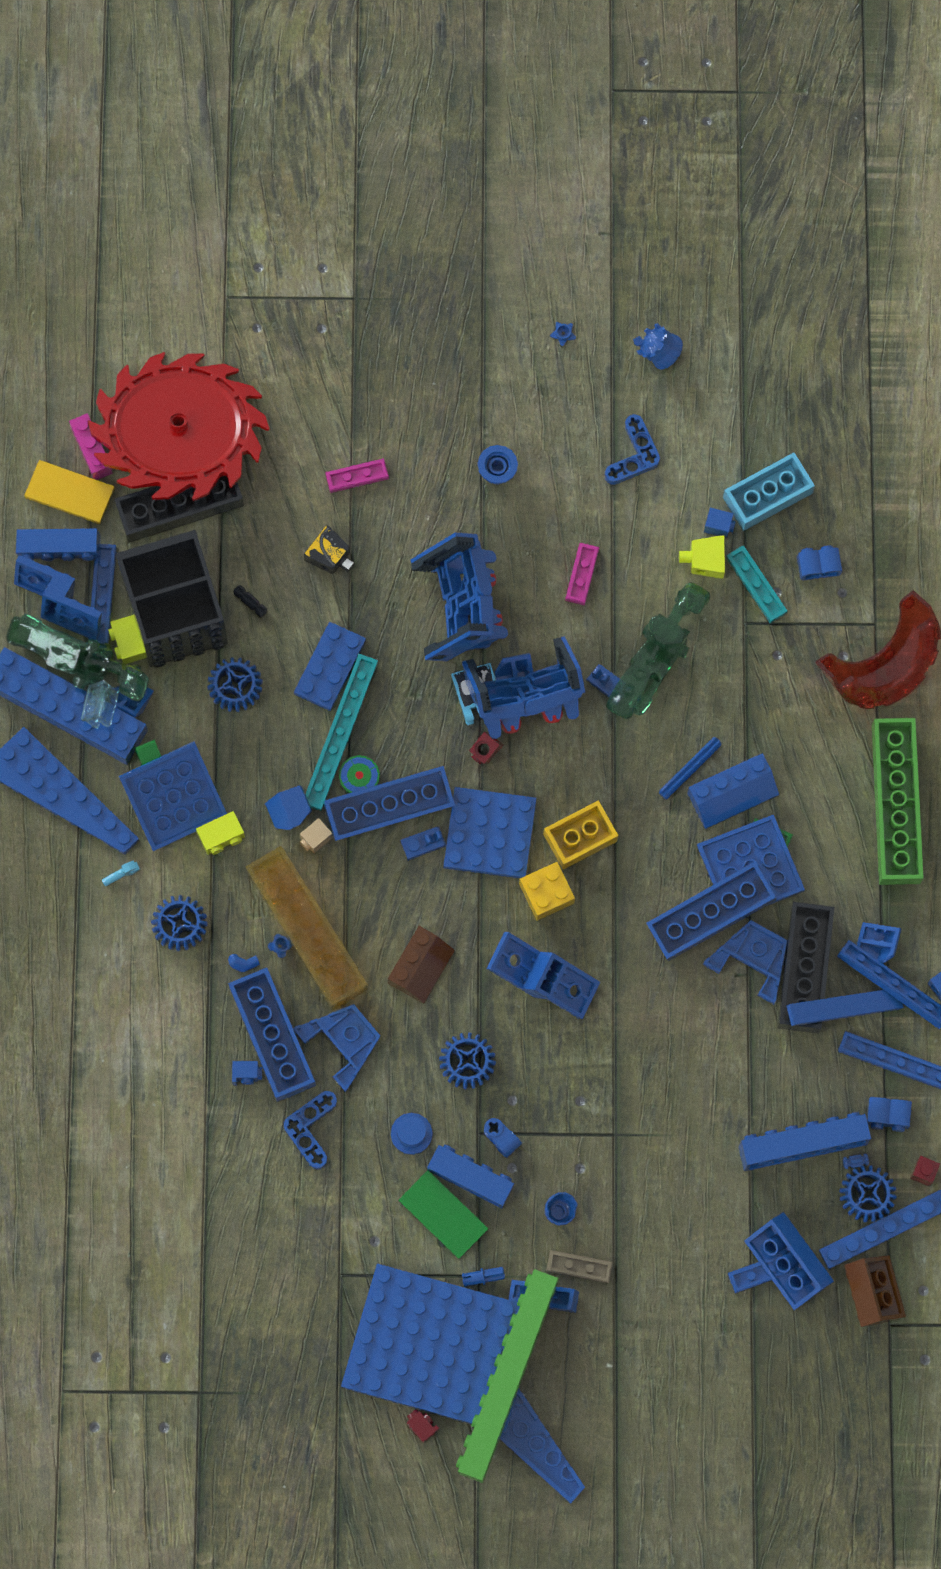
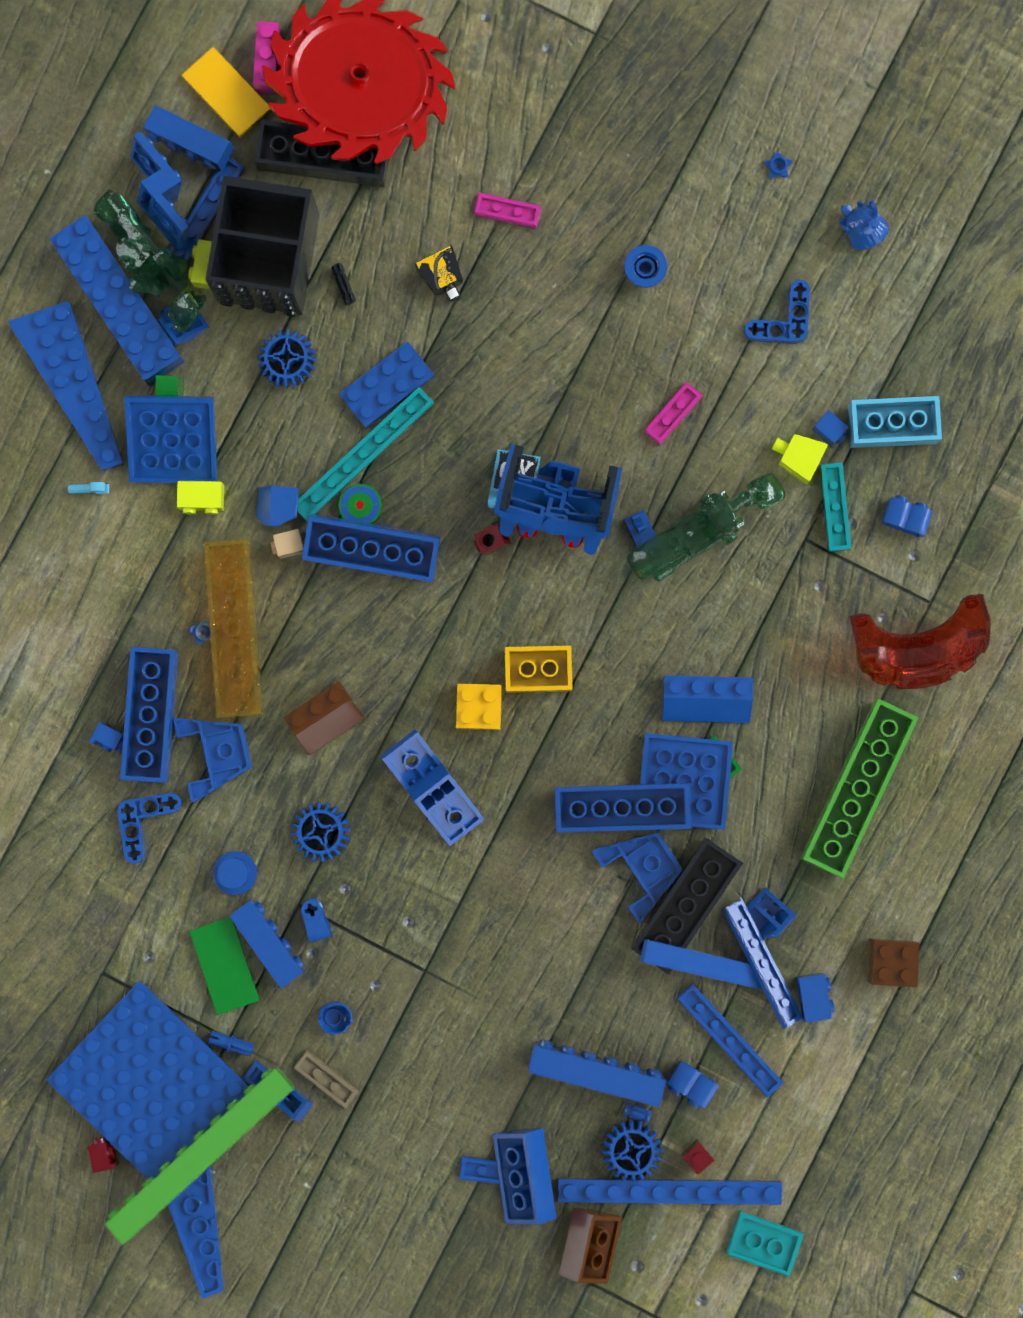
camera: 30 degrees right, 10 degrees up
(100, 704) = (144, 316): clear light blue hinge -> none
(171, 920) = (110, 570): blue gear -> none
(241, 964) = (158, 633): blue arm -> none
(423, 843) = (387, 600): blue plate -> none
(463, 594) = (546, 382): blue container -> none
(489, 833) = (455, 622): blue plate -> none
(680, 777) = (678, 655): blue axle -> none

